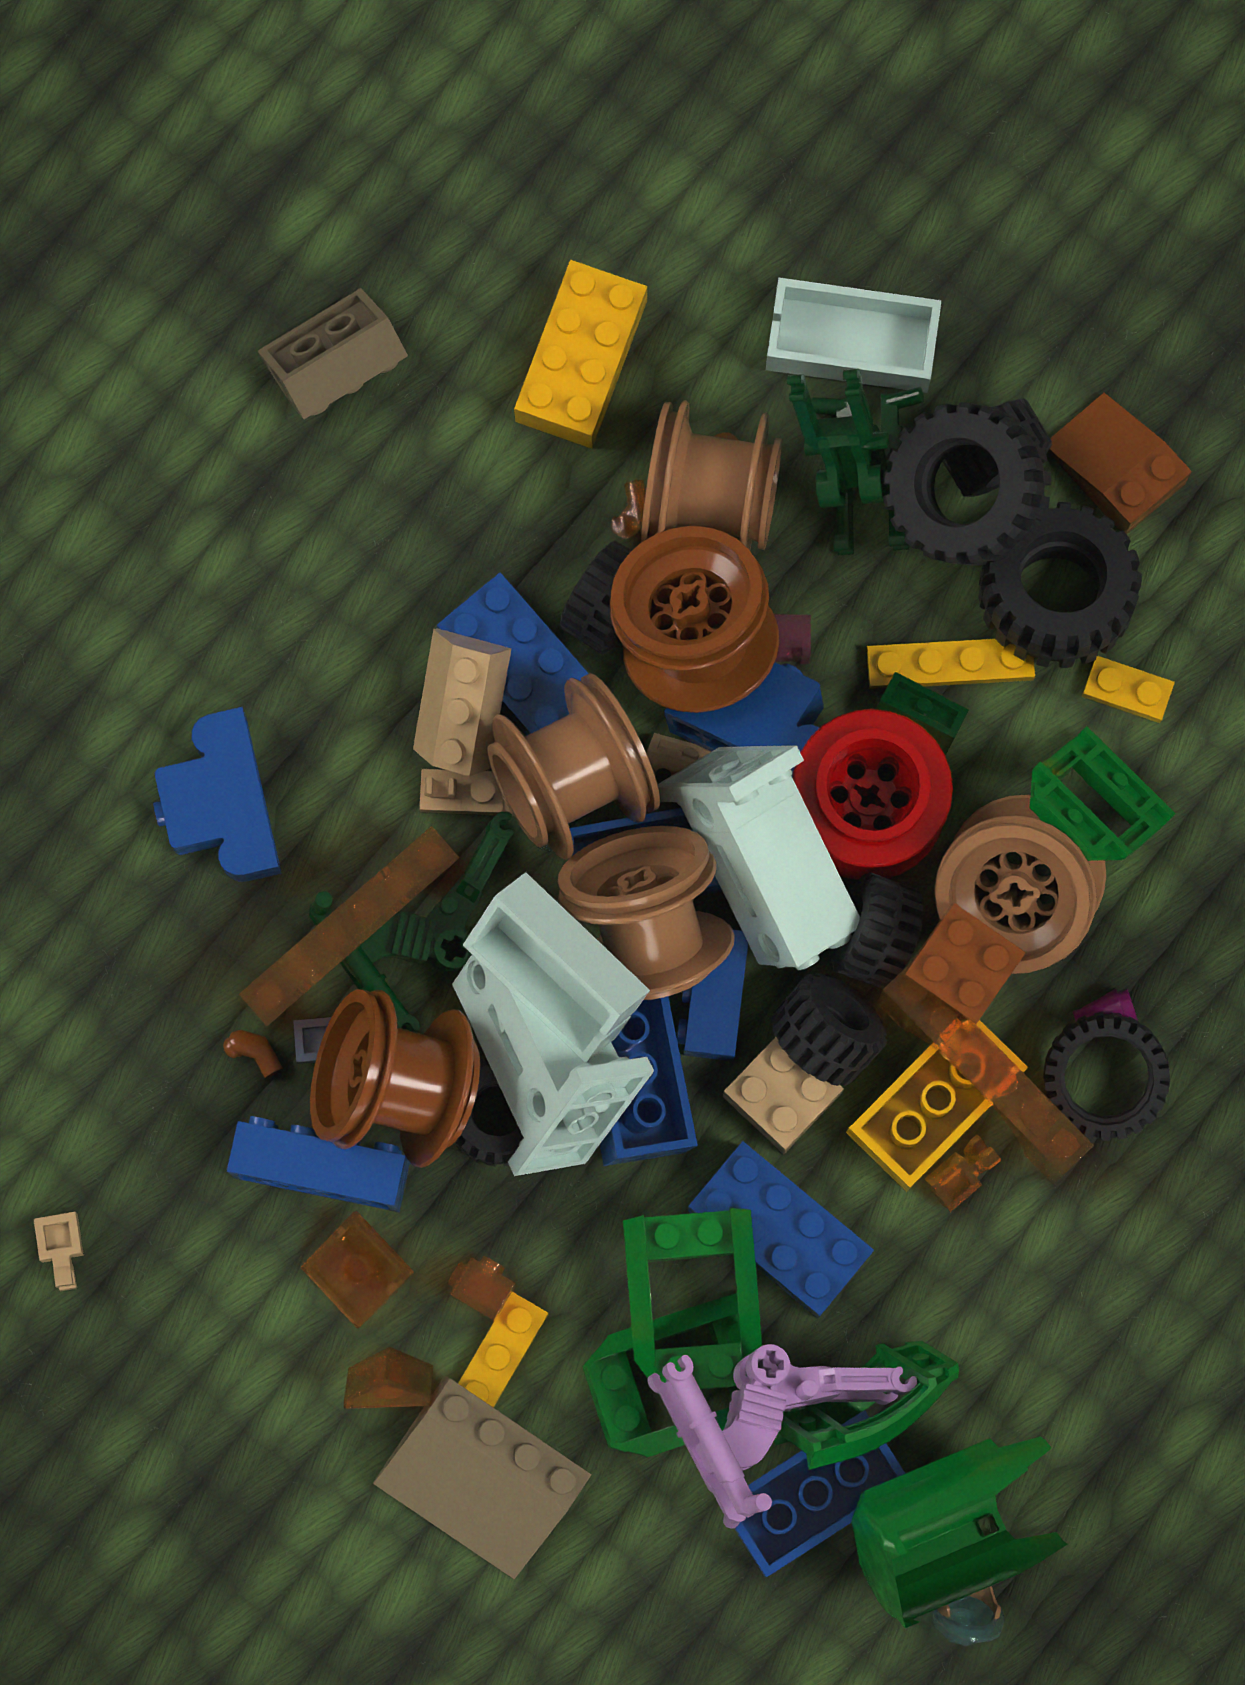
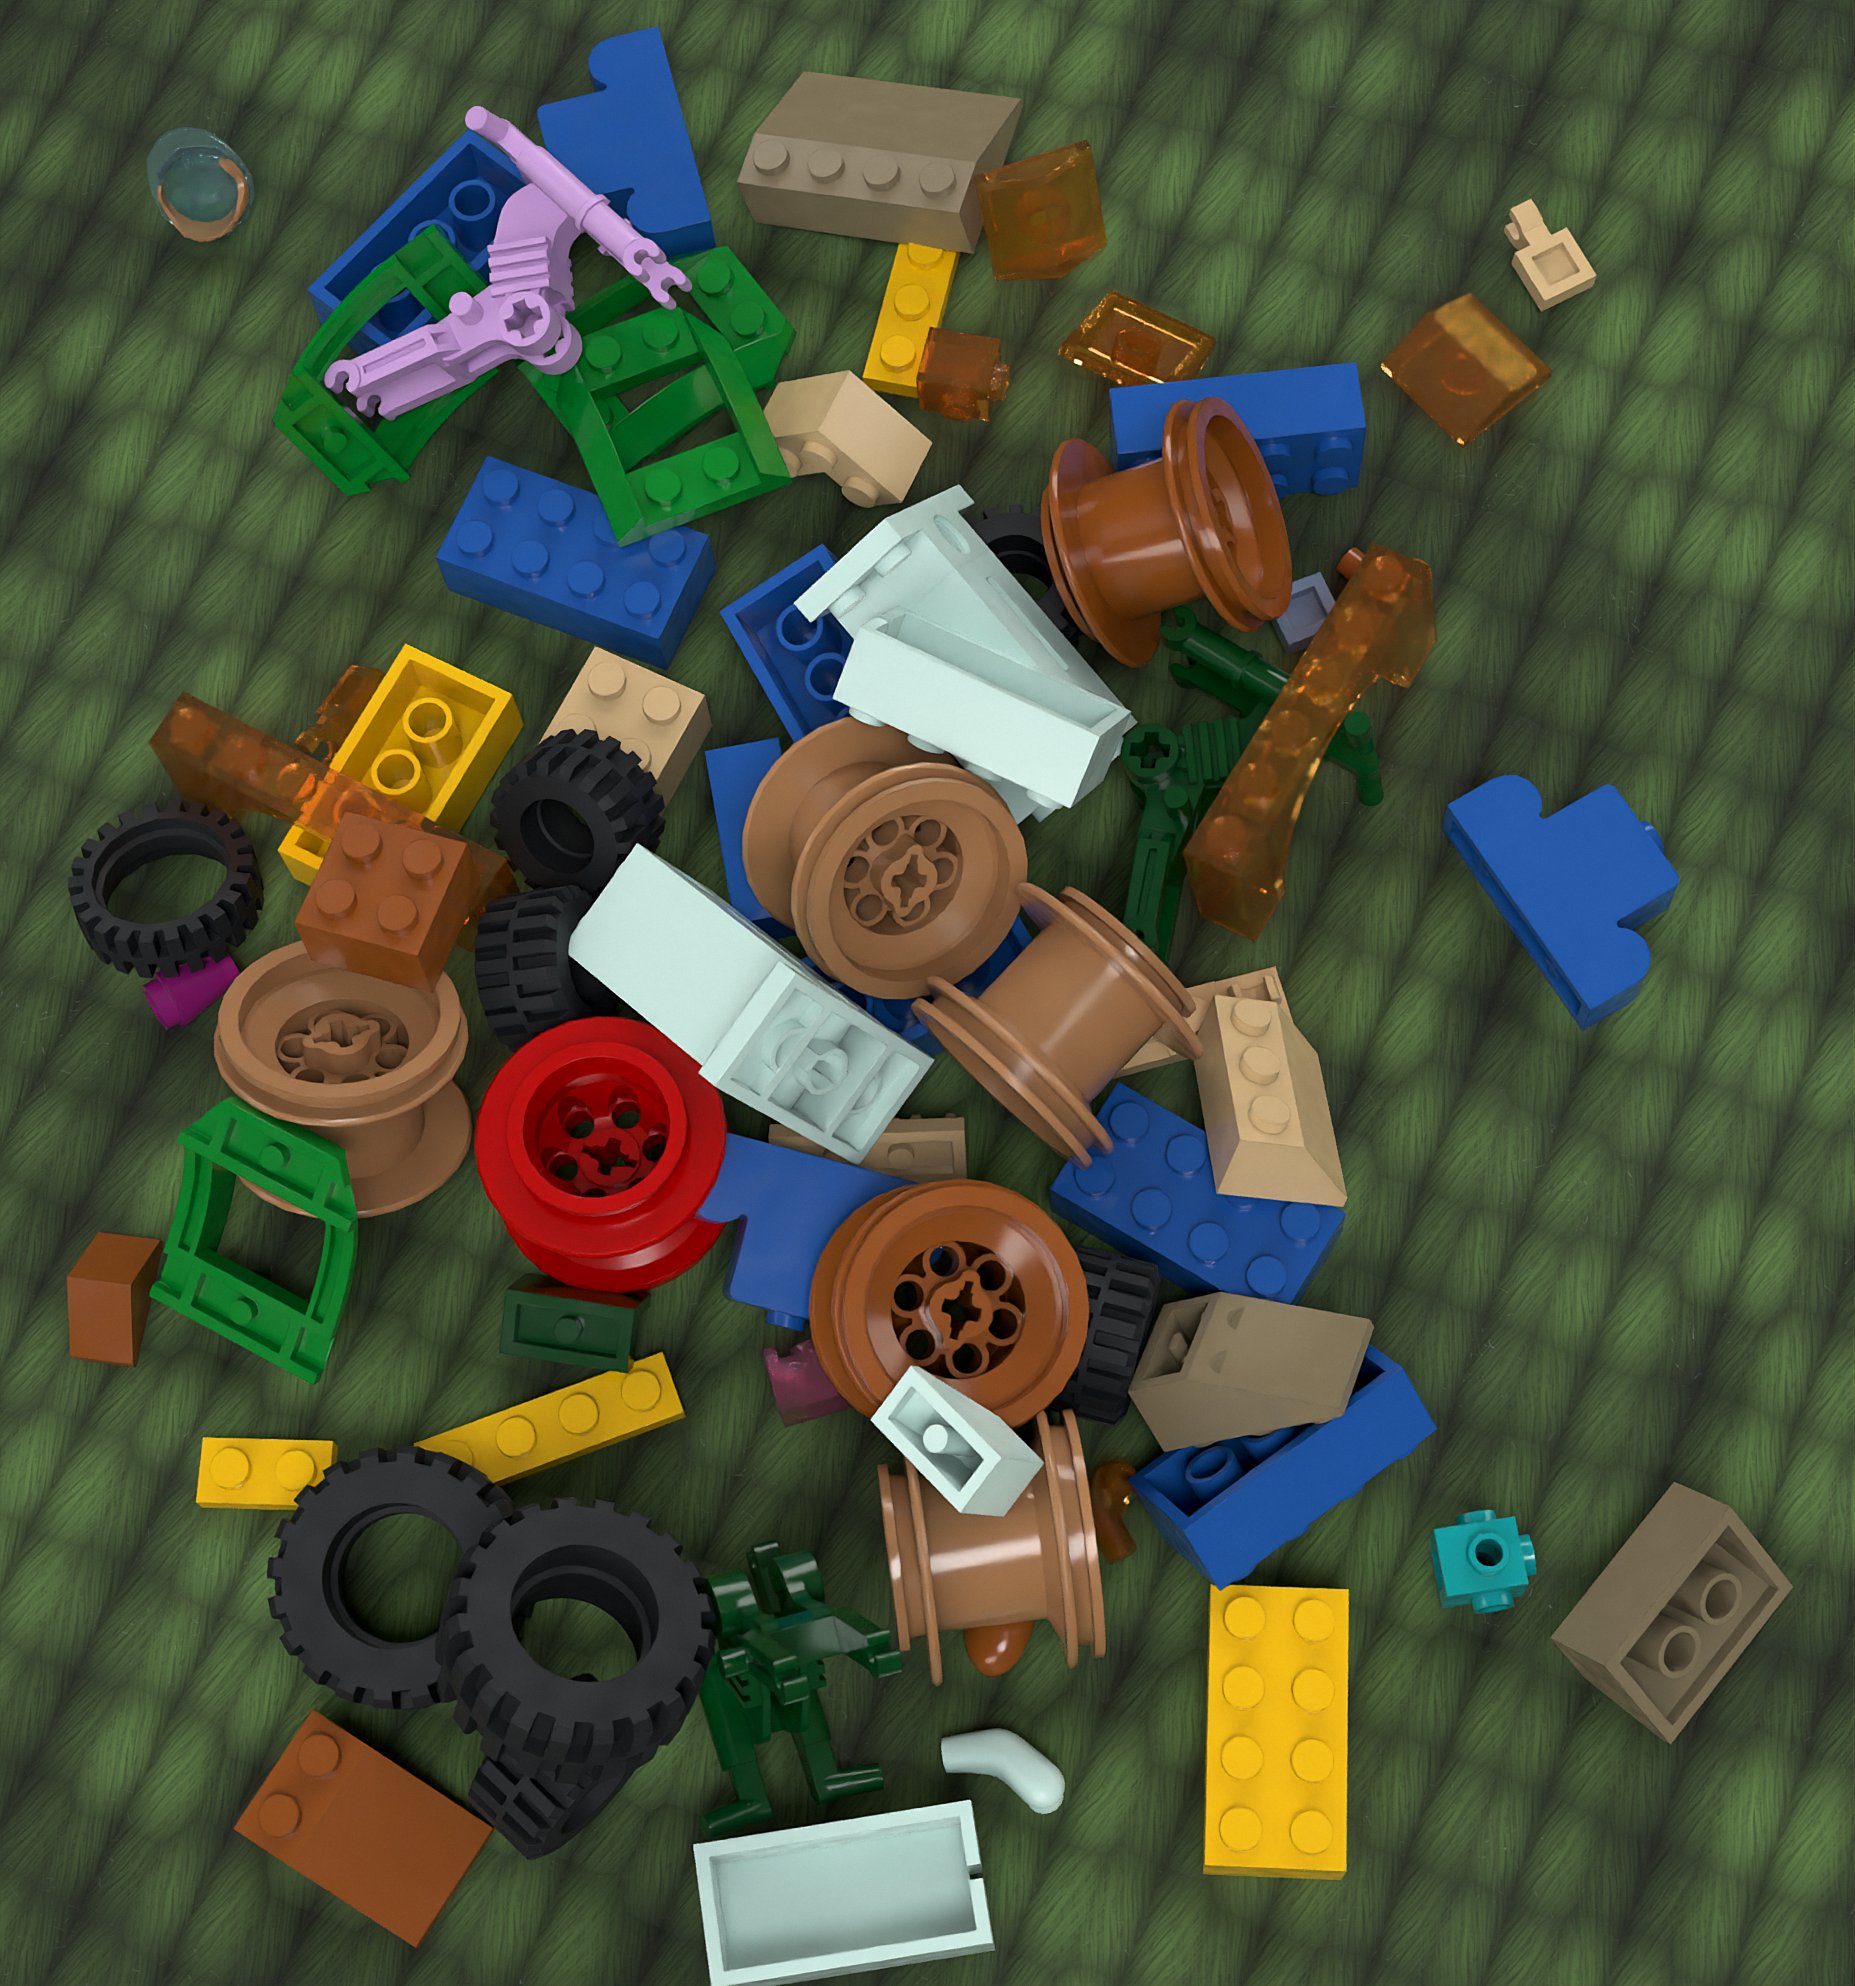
camera: 170 degrees right, 10 degrees down
(142, 1188) = (1464, 368): none -> clear orange slope
(431, 409) = (1464, 1579): none -> teal brick
(525, 496) = (1253, 1493): none -> blue brick
(527, 542) = (1244, 1368): none -> dark tan slope
(579, 1256) = (848, 433): none -> tan brick
(657, 1545) = (633, 143): none -> blue brick
(717, 513) = (957, 1444): none -> light aqua slope
(735, 389) = (1010, 1759): none -> light aqua arm
(923, 1532) = (234, 246): green piece -> none
(1197, 829) = (111, 1298): none -> dark orange slope

